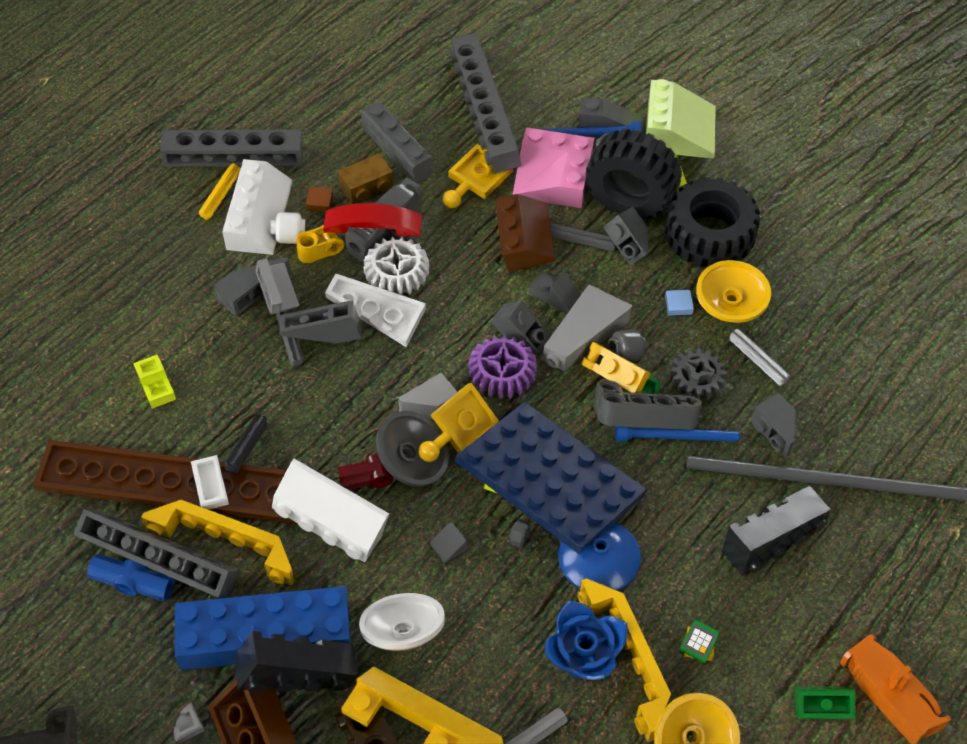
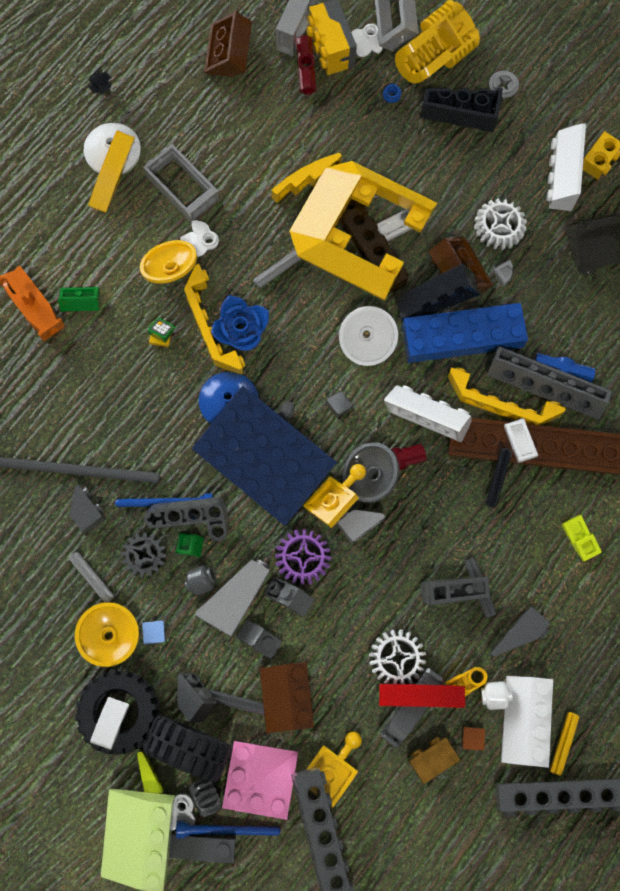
camera: 175 degrees right, 20 degrees up
(276, 287) = (496, 622): light grey panel -> none
(382, 309) = (406, 614): white wing -> none
(397, 142) = (409, 806): dark grey brick -> none
(616, 368) = (211, 554): yellow plate -> none
(720, 195) = (109, 723): none -> white slope
(774, 530) = (97, 416): wedge -> none

